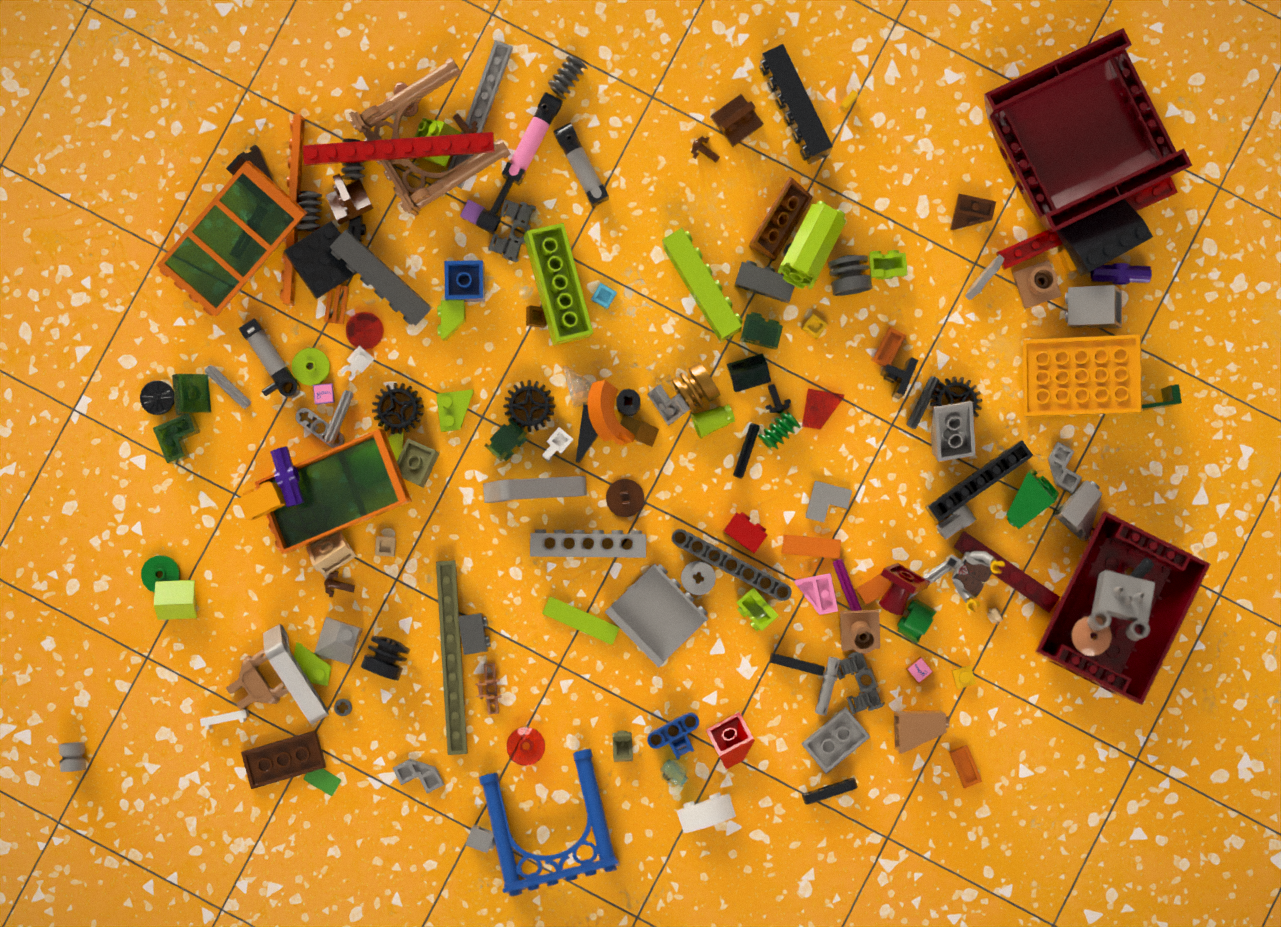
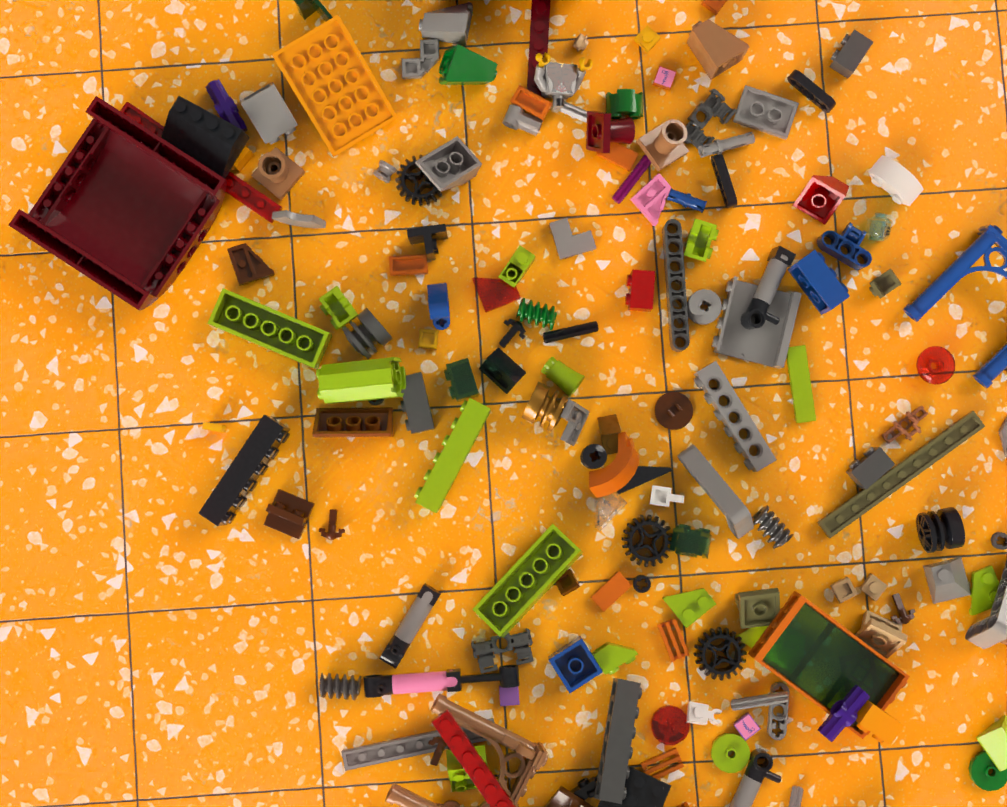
camera: 120 degrees left, 0 degrees up
(371, 573) = (873, 587): none -> tan plate
(433, 369) = (679, 655): none -> orange tile
(475, 517) = (772, 528): none -> dark grey piece
(490, 379) = (644, 589): none -> black bush
(505, 350) = (611, 591): none -> orange tile
(604, 296) = (512, 535): medium azure tile -> none
(659, 688) = (819, 282): none -> blue brick
(679, 639) = (778, 262): none -> piece
(799, 621) = (686, 200): none -> blue pin
(811, 546) = (617, 229): orange tile -> none
(829, 437) = (517, 266): none -> lime slope
(838, 350) = (439, 305): none -> blue piece
(842, 847) = (851, 53): none -> dark grey brick
(904, 196) = (270, 328): none -> lime brick
(923, 402) = (438, 208): dark grey axle -> none
(966, 538) = (531, 102): none -> orange tile
(979, 481) = (477, 120): black brick -> none
(983, 377) = (384, 171): none -> light grey wheel

